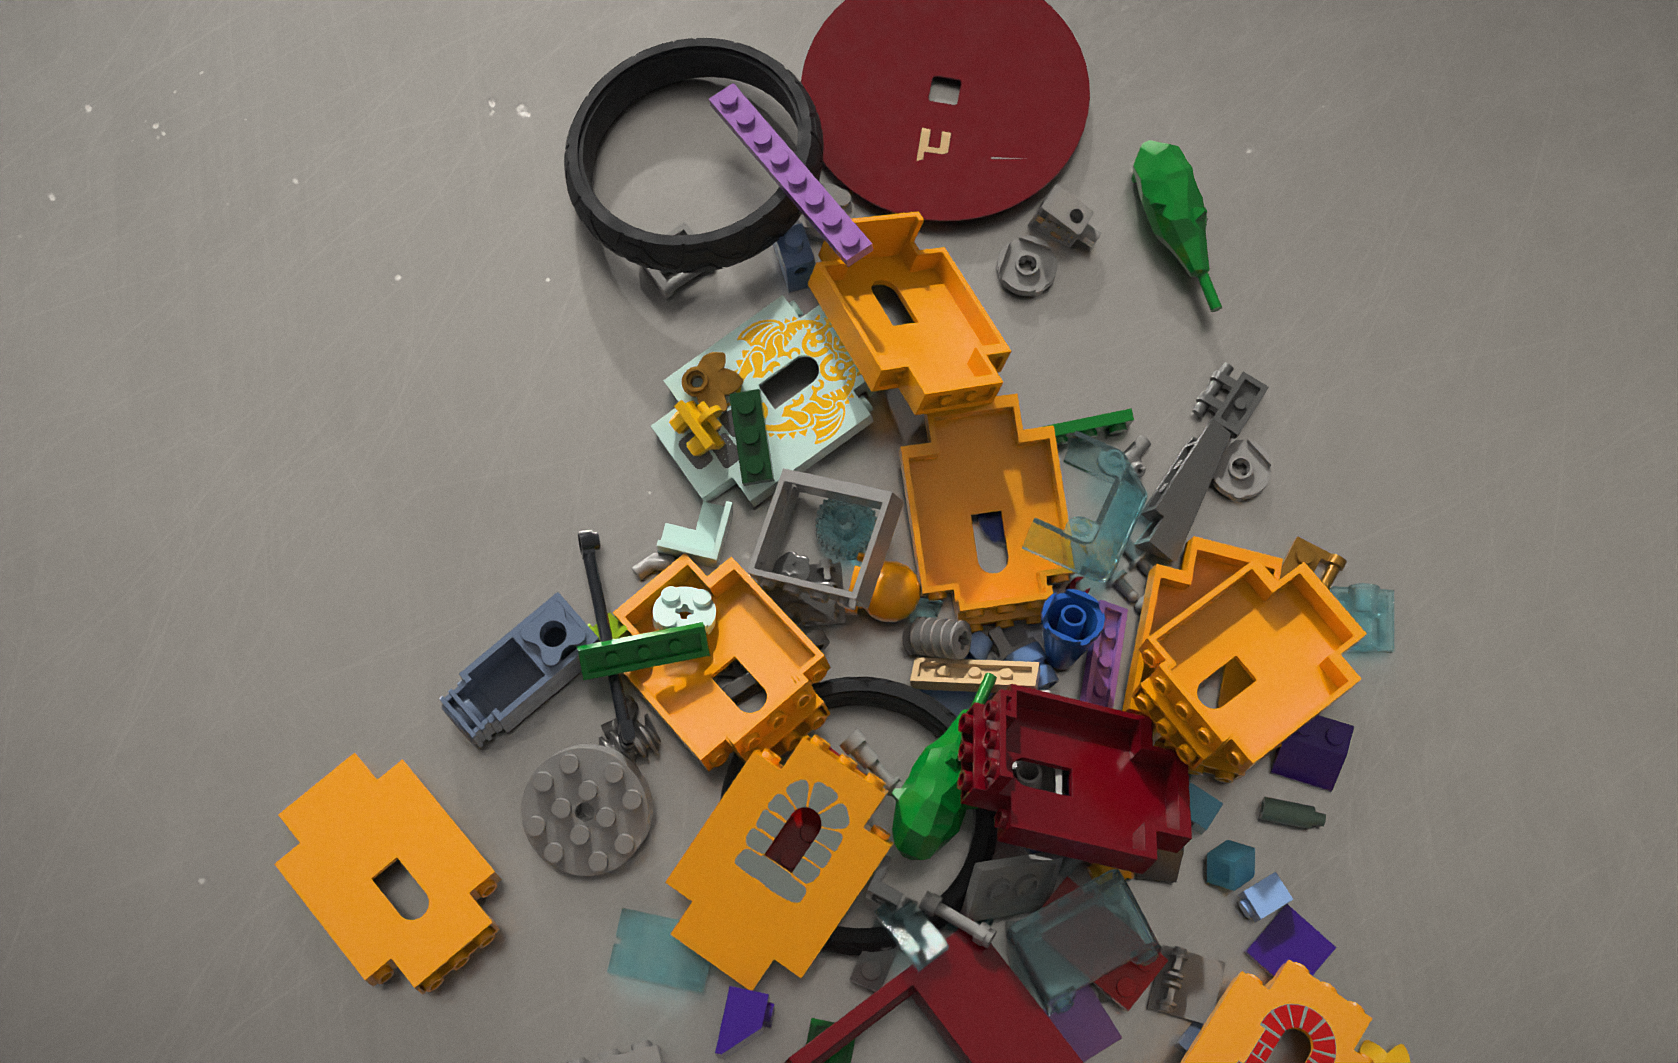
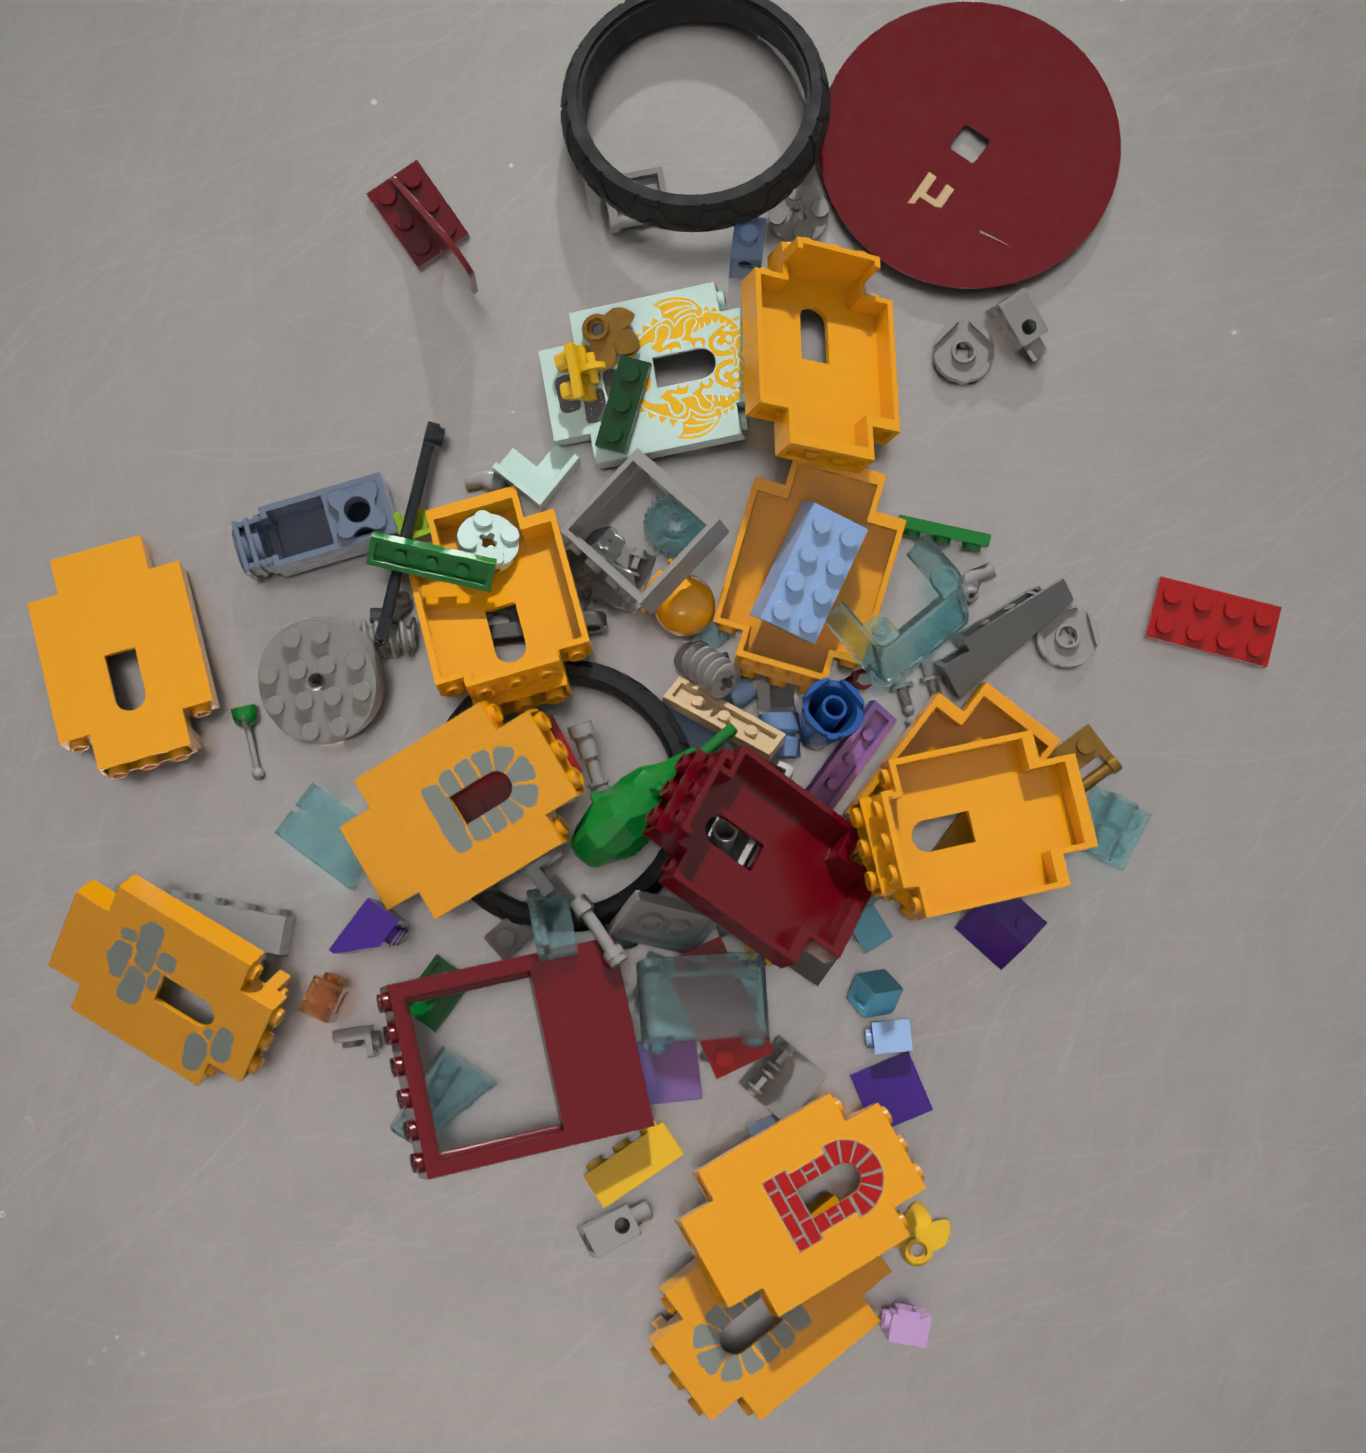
camera: 30 degrees right, 10 degrees up
(496, 361) = (422, 220): none -> dark red piece
(528, 880) = (245, 718): none -> hinge
(791, 175) = (768, 171): medium lavender plate -> none
(989, 509) = (808, 571): none -> light blue brick
(1175, 209) = (1129, 360): green piece -> none
(1238, 404) = (1096, 575): dark grey plate -> none
(1290, 813) = (953, 972): sand green cylinder -> none
(1358, 401) = (1212, 622): none -> red plate

